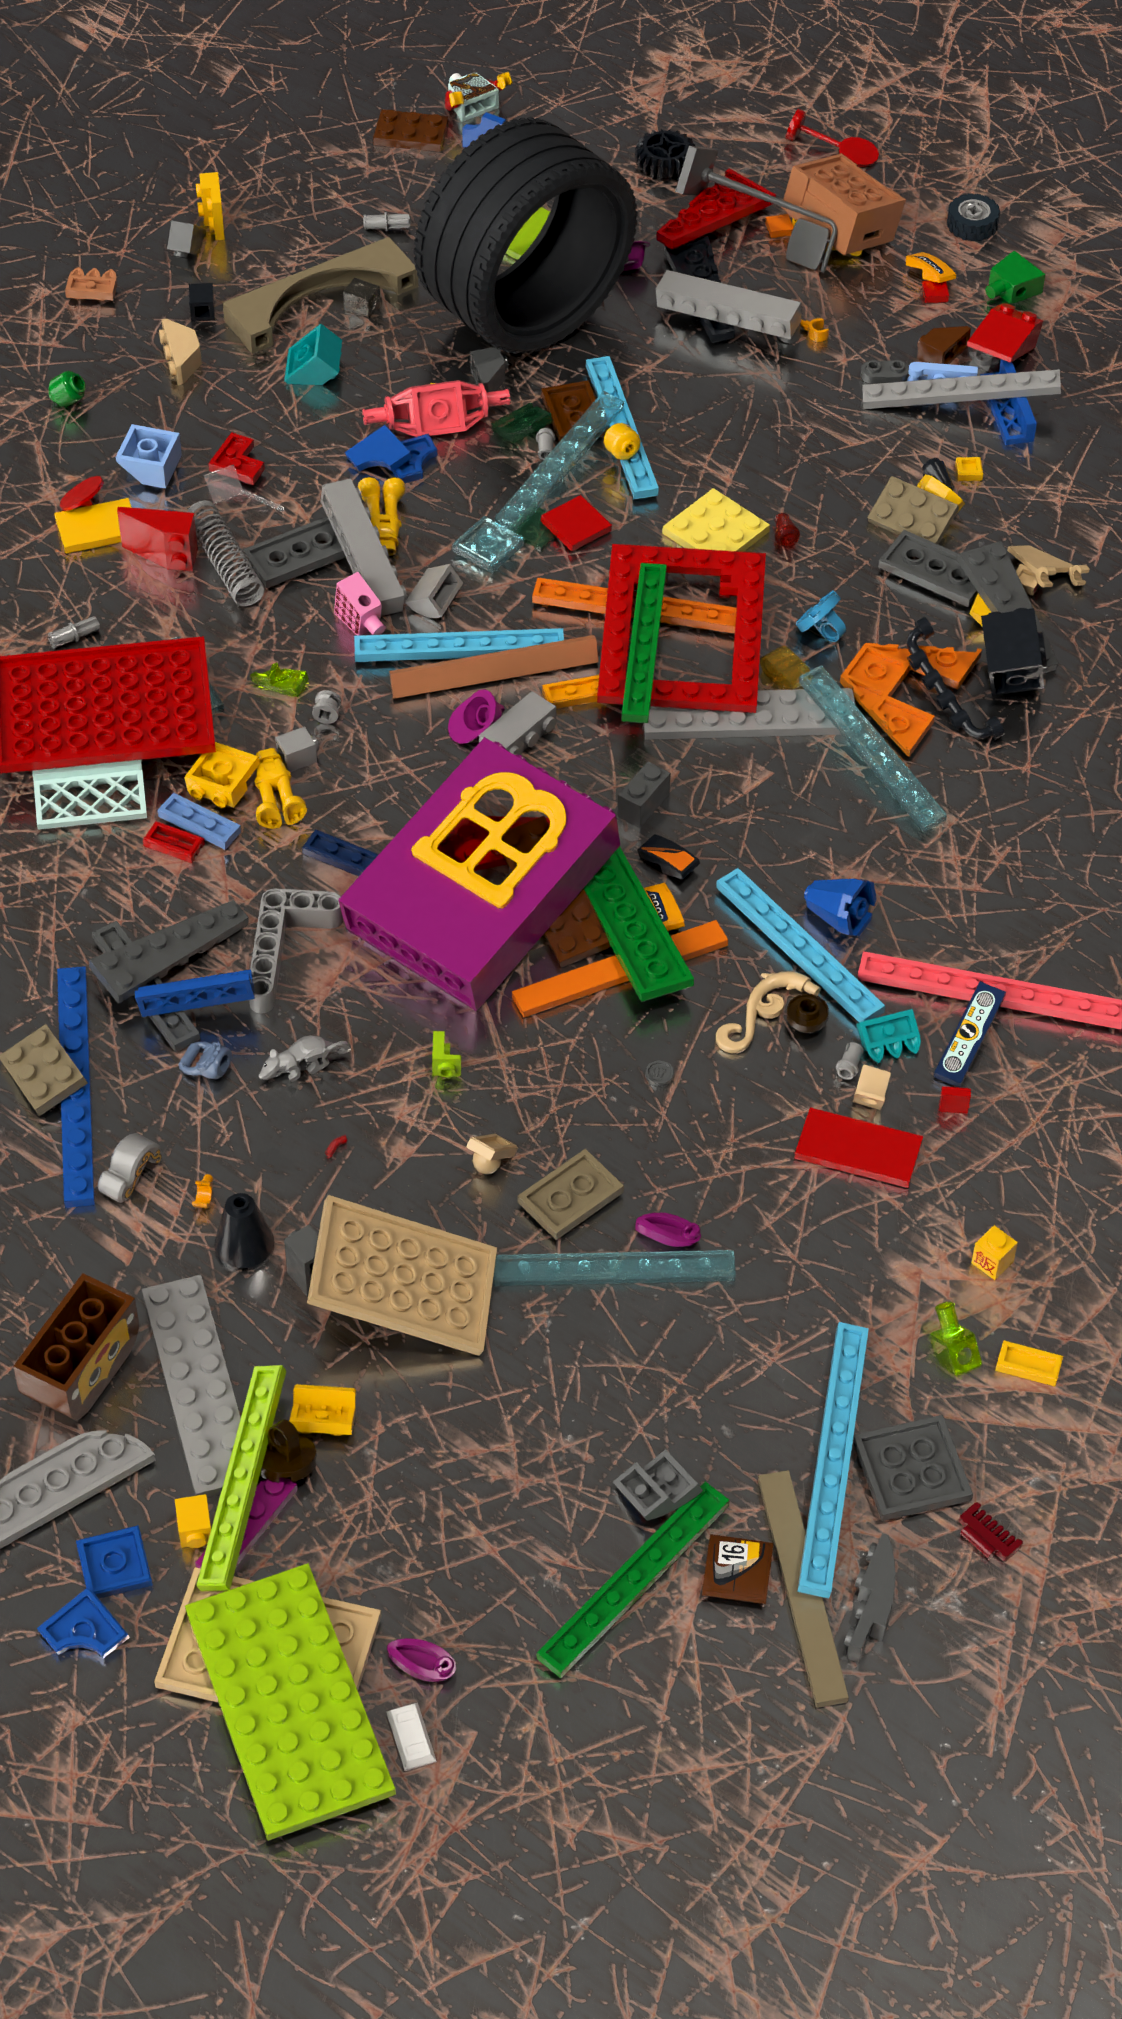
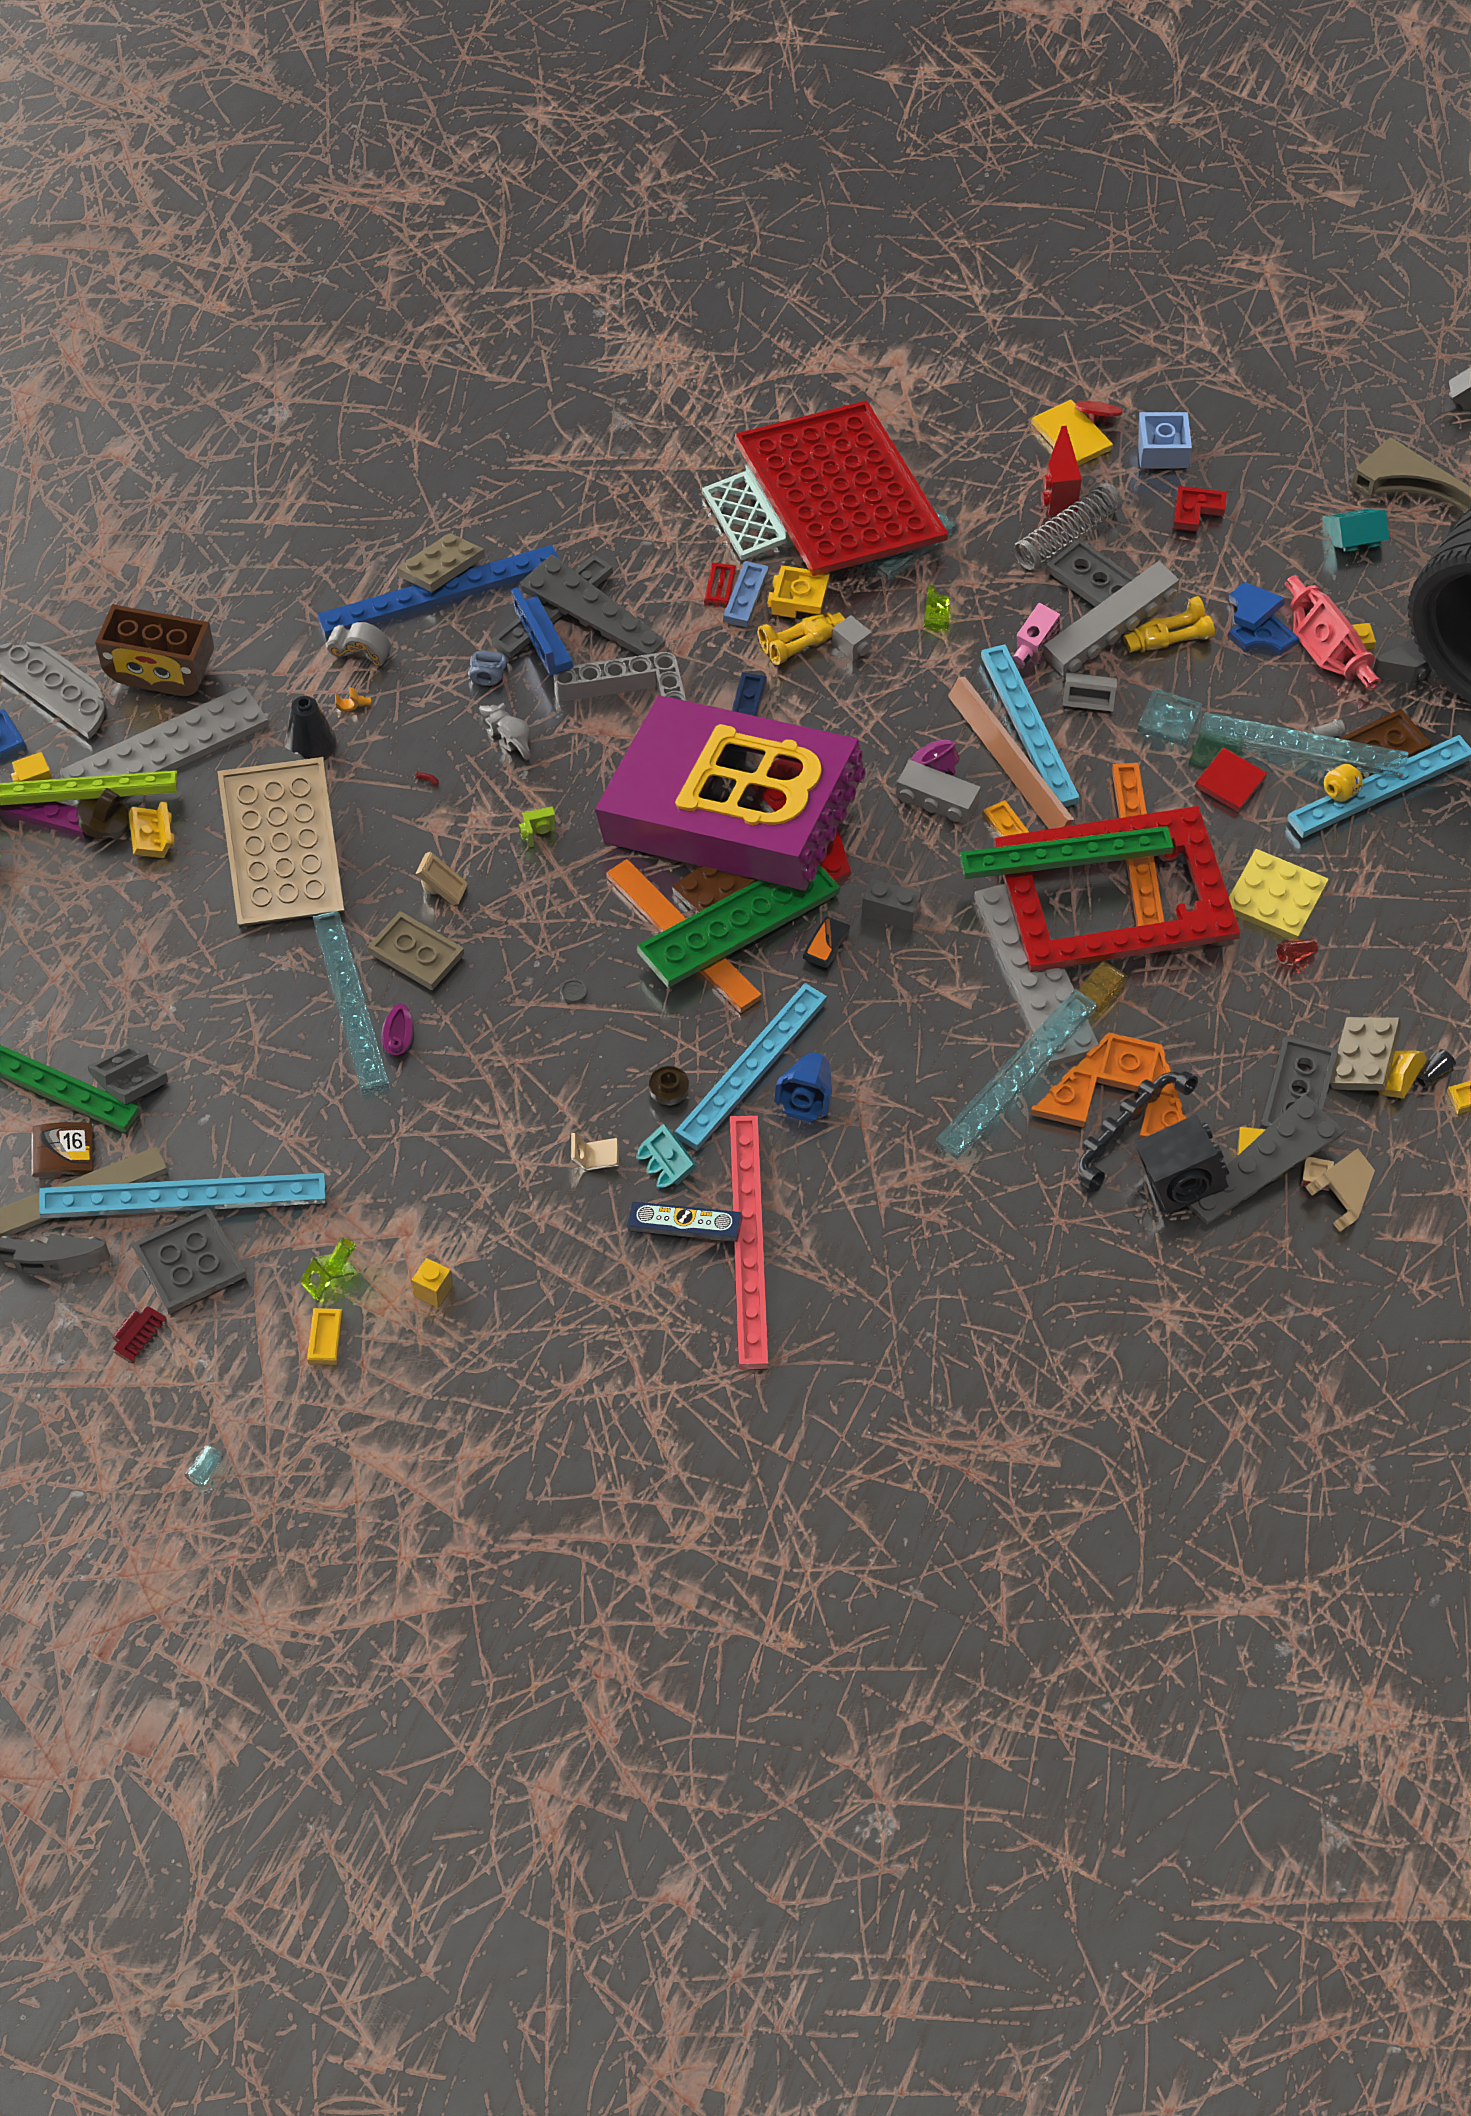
camera: 75 degrees right, 5 degrees up
(66, 388) = (1226, 362): green head -> none
(73, 632) = (933, 452): light grey axle -> none
(91, 285) = (1376, 343): nougat plate -> none
(181, 349) = (1317, 430): tan slope -> none
(201, 302) = (1393, 424): black brick -> none
(226, 485) = (1158, 508): clear piece -> none
(326, 707) = (911, 647): light grey wheel -> none
(521, 422) = (1348, 705): clear green plate -> none
(665, 906) = (761, 949): light orange slope -> none
(769, 1010) = (670, 1047): tan plant -> none
(822, 616) = (1178, 1001): dark azure tile -> none
(848, 1066) = (627, 1131): light grey pin -> none
(859, 1147) = (531, 1159): red tile -> none
(954, 1100) = (603, 1222): red tile -> none

